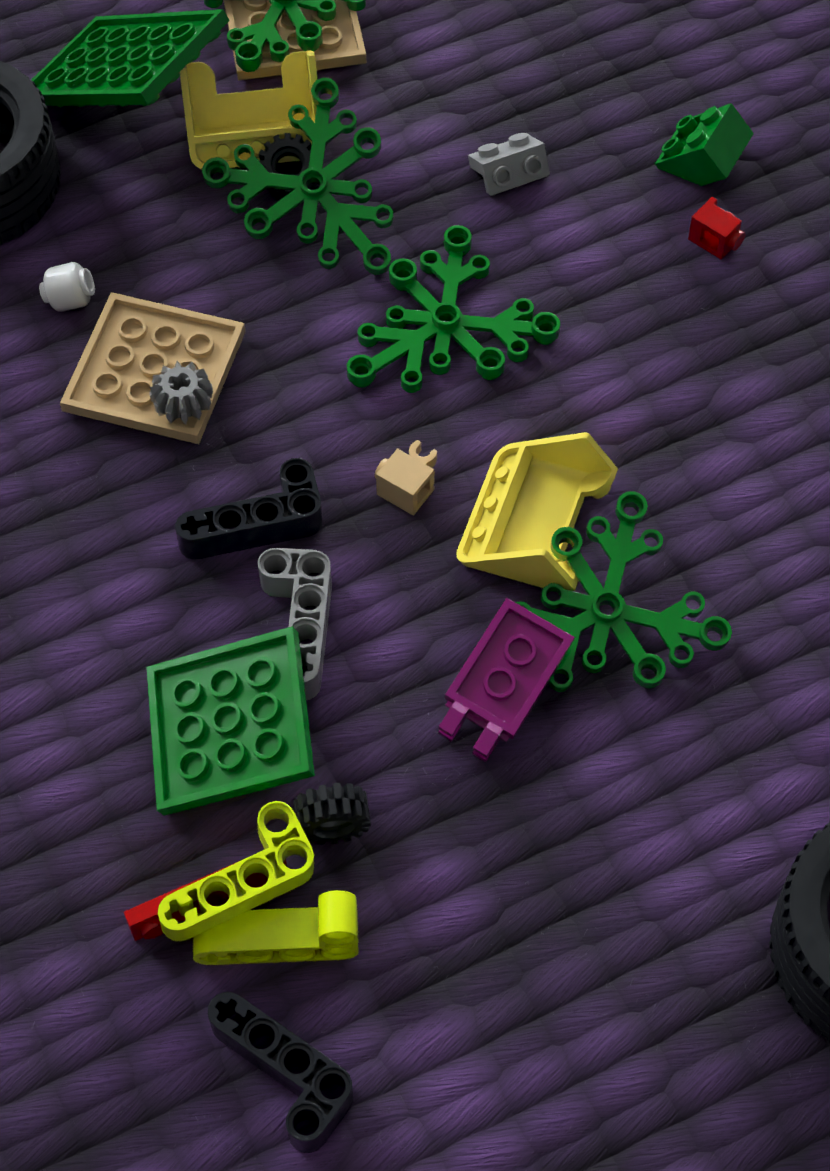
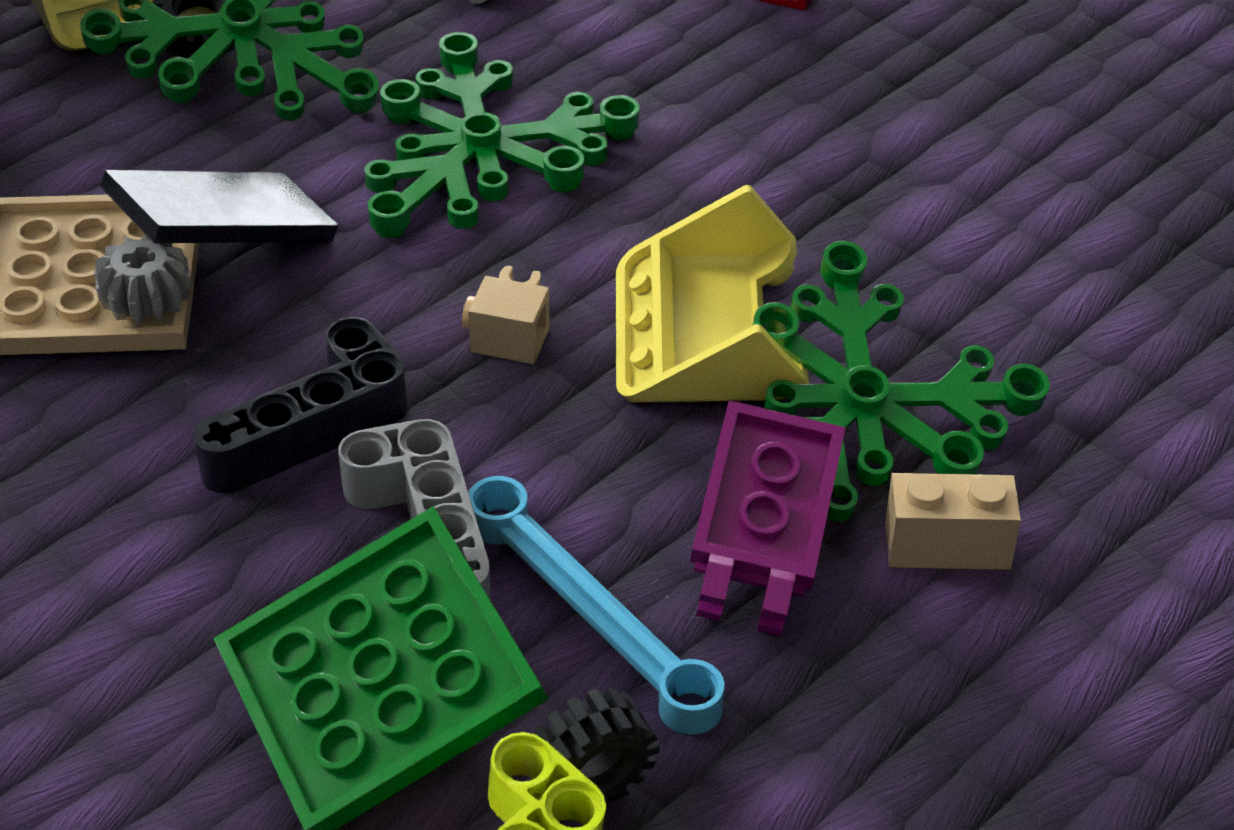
camera: 20 degrees left, 15 degrees down
(247, 345) = (218, 207): none -> tile
(378, 706) = (599, 607): none -> medium azure piece
(619, 718) = (952, 521): none -> tan brick

